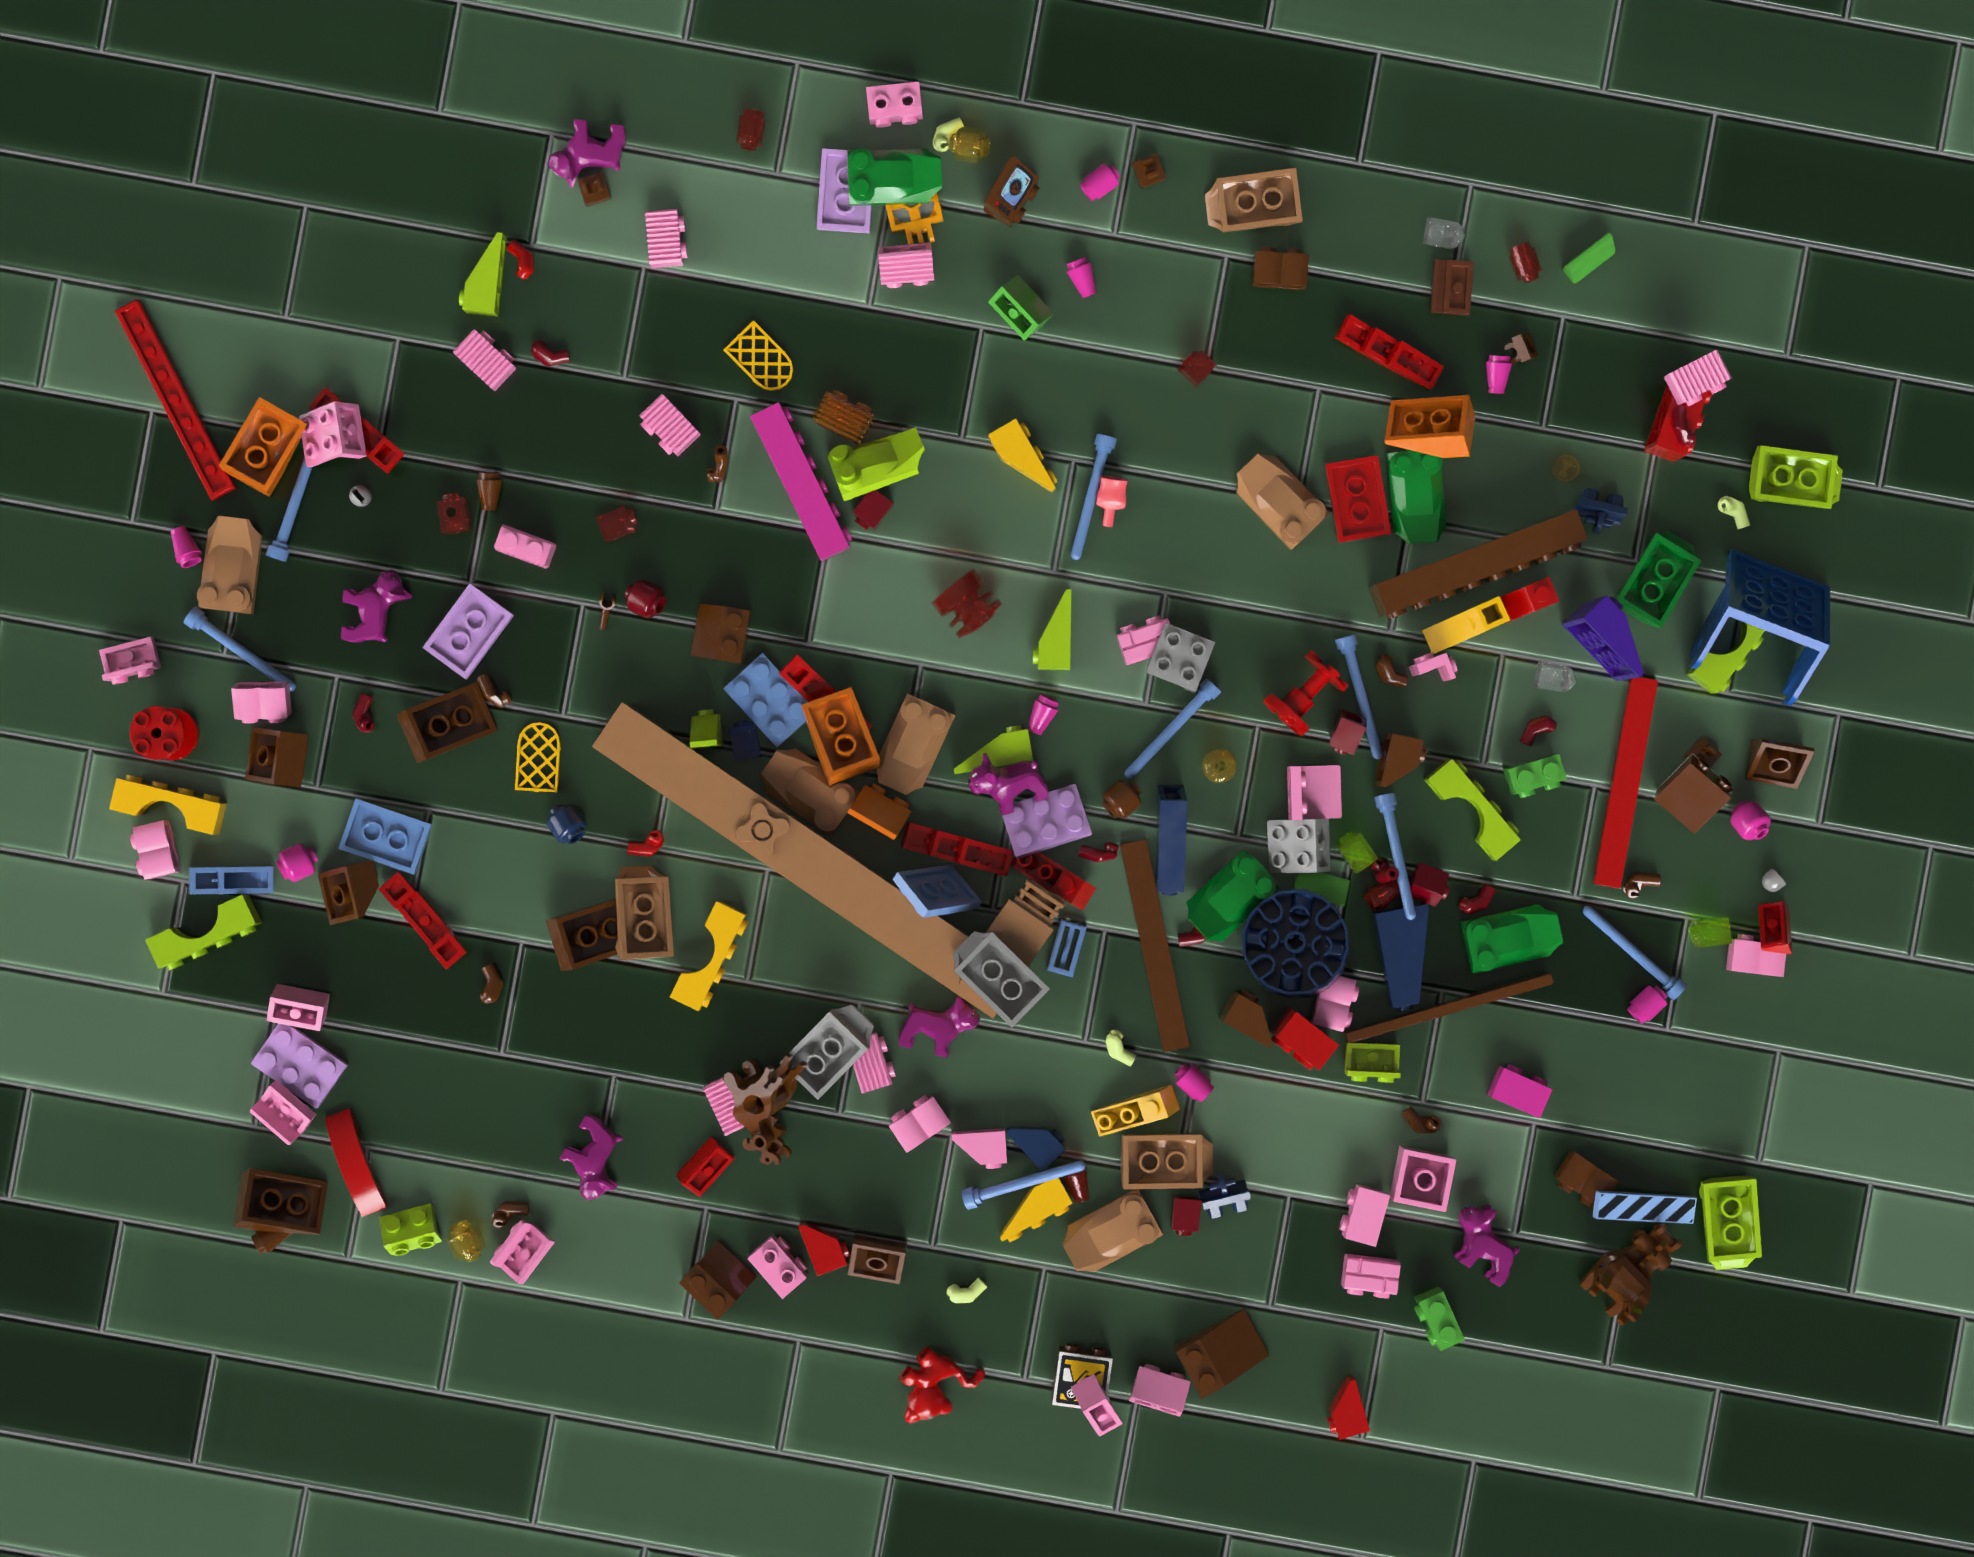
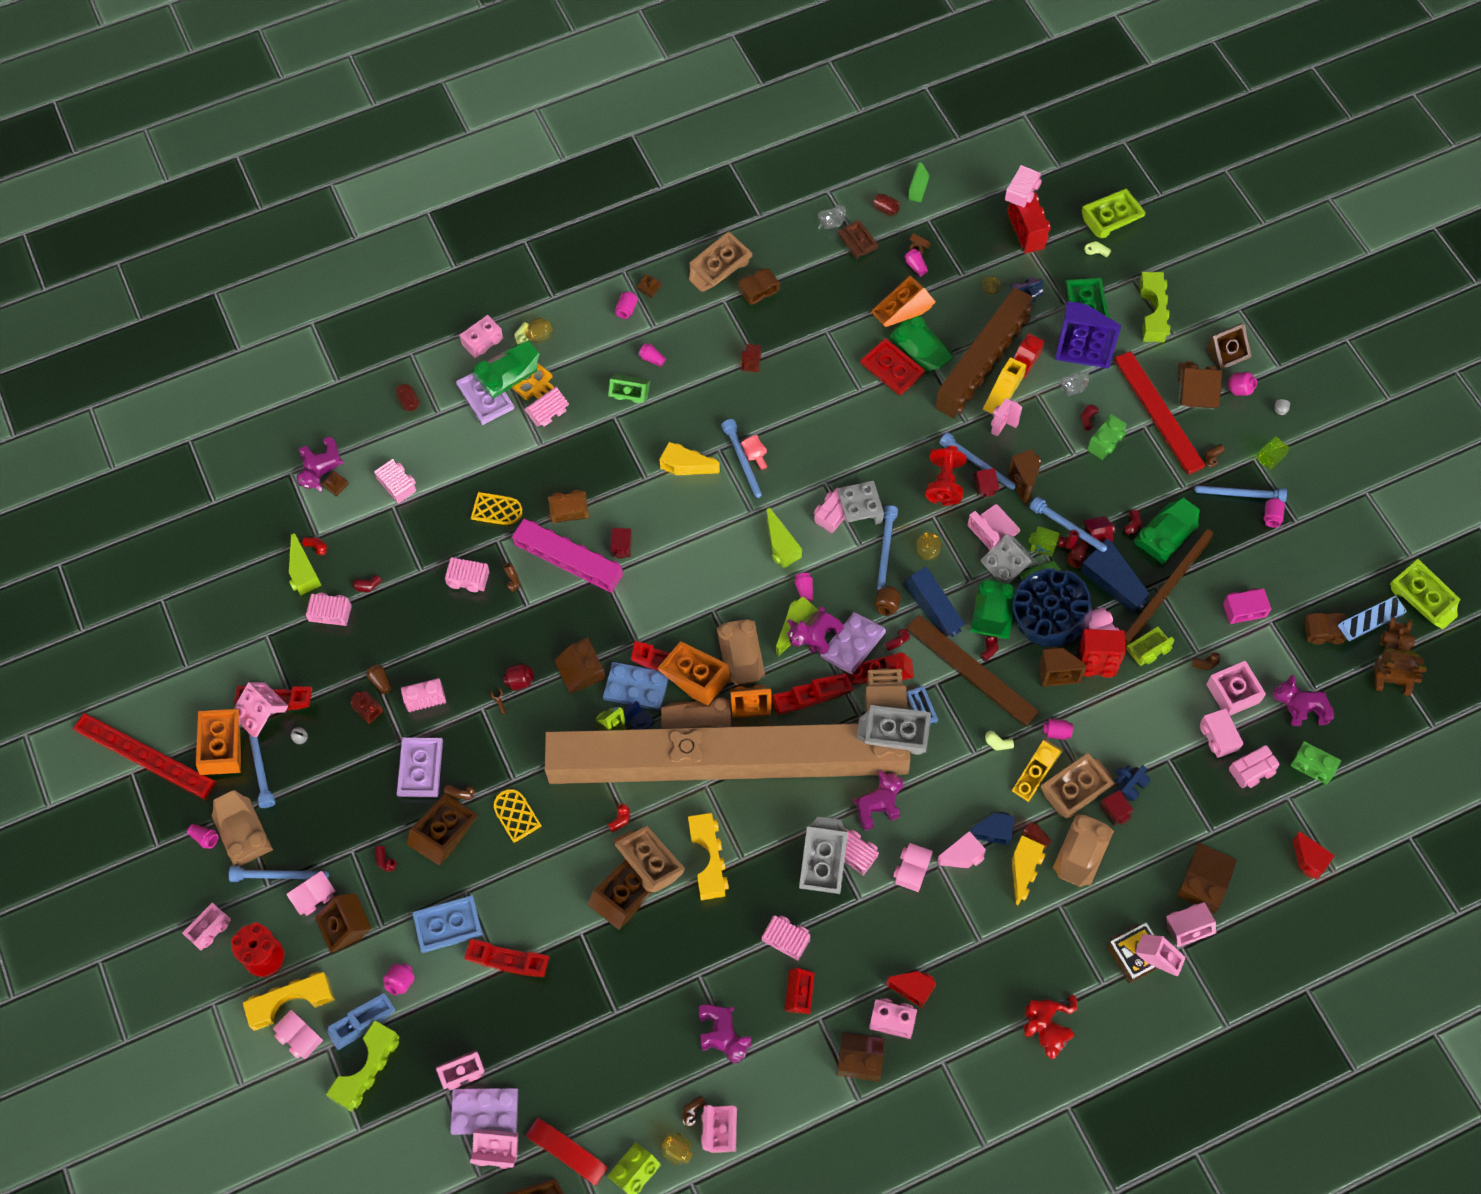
camera: 35 degrees left, 25 degrees down
(348, 891) = (444, 973): reddish brown slope -> none
(373, 607) = (349, 790): magenta animal -> none
(494, 984) = (581, 970): reddish brown arm -> none
(566, 824) = (560, 837): dark blue head -> none
(617, 523) = (472, 648): clear red bracket -> none
(758, 1099) = (804, 916): reddish brown animal -> none
(876, 463) = (605, 516): lime slope -> none
(877, 1259) = (952, 969): reddish brown slope -> none
(937, 890) = (818, 715): medium blue plate -> none
(966, 1295) = (1023, 954): yellowish green arm -> none
(967, 603) = (714, 552): clear red wheel -> none
(974, 1196) = (982, 887): medium blue piece -> none
(1011, 193) = (580, 337): reddish brown slope -> none
(1279, 499) = (850, 395): medium nougat slope -> none
(1387, 673) = (982, 441): reddish brown arm -> none
(1389, 352) = (849, 289): red slope -> none
(1494, 834) = (1111, 480): lime arch -> none
(1680, 426) = (1038, 216): dark red arm -> none
(1747, 957) = (1309, 449): bright pink brick -> none
(1775, 927) = (1305, 426): red slope -> none
(1776, 603) = (1158, 265): blue piece -> none

